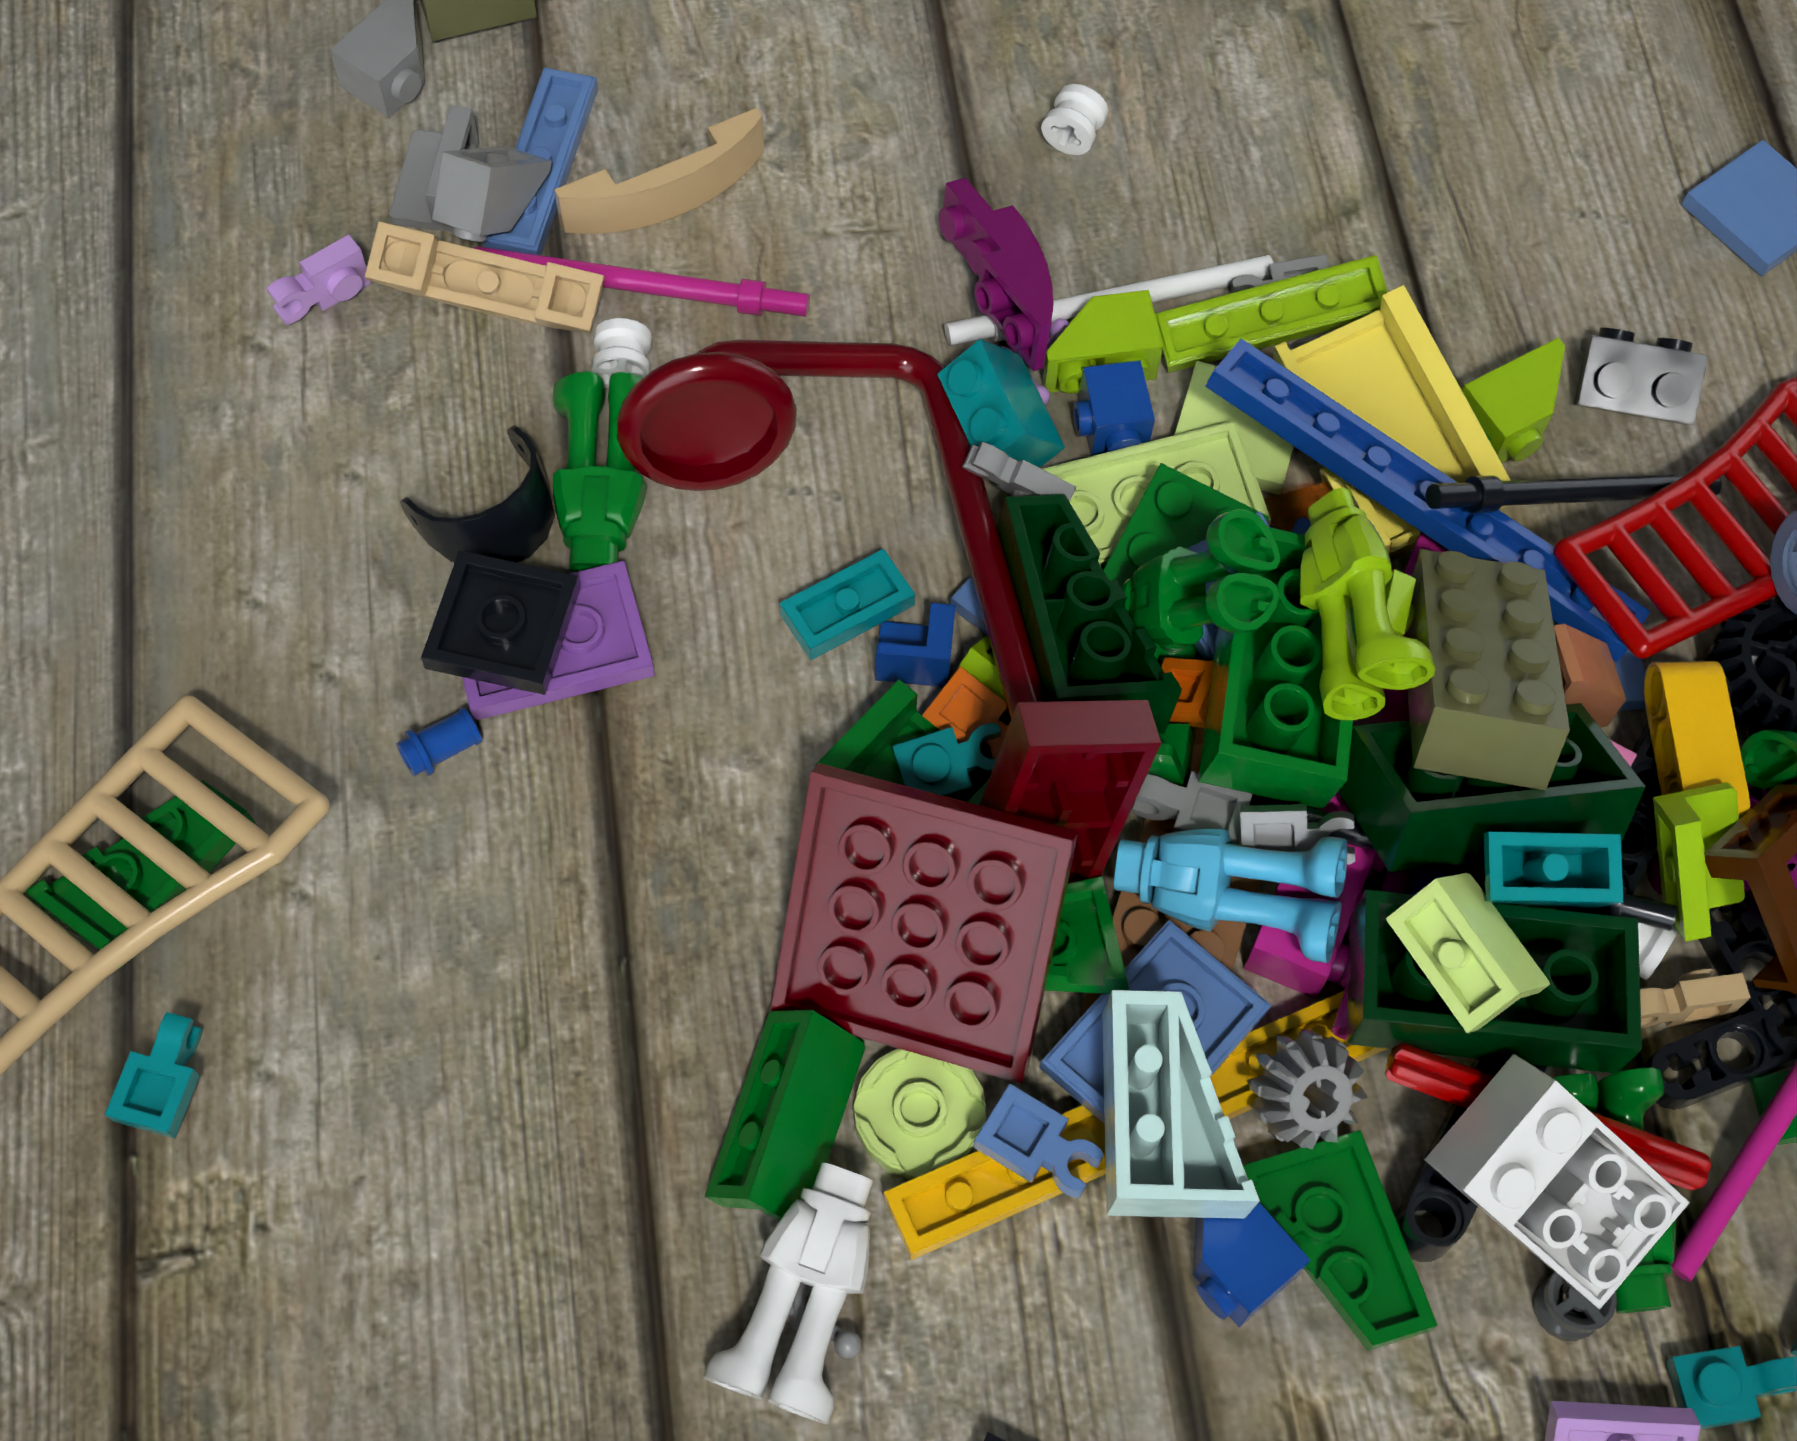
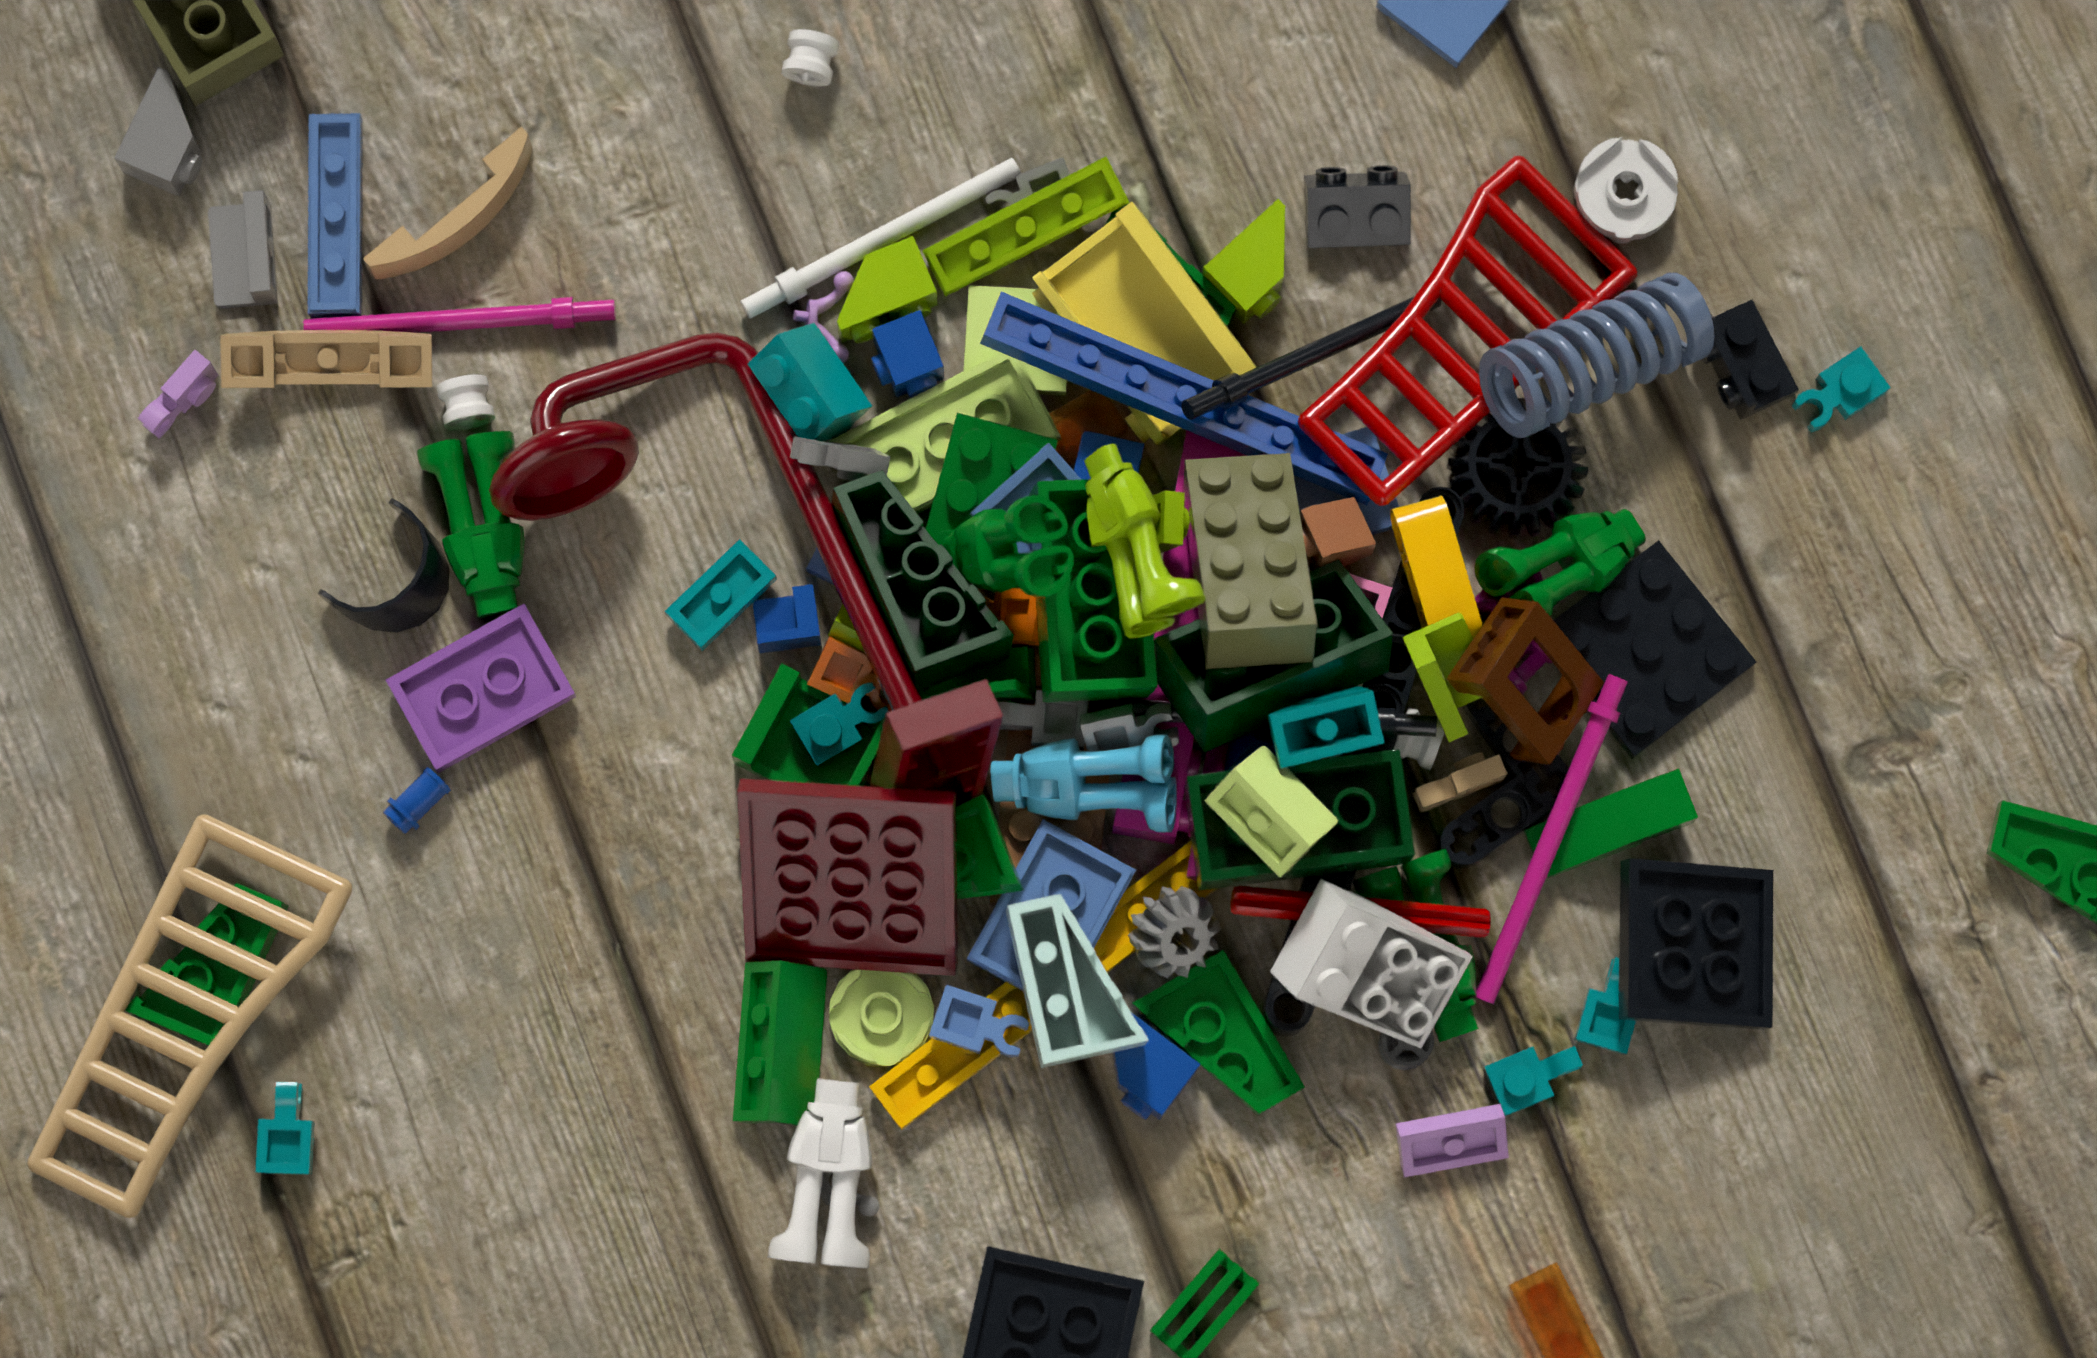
camera: 15 degrees left, 15 degrees up
(486, 189) = (303, 269): light grey slope -> none
(501, 622) = (441, 691): black plate -> none
(1010, 265) = (788, 244): magenta slope -> none

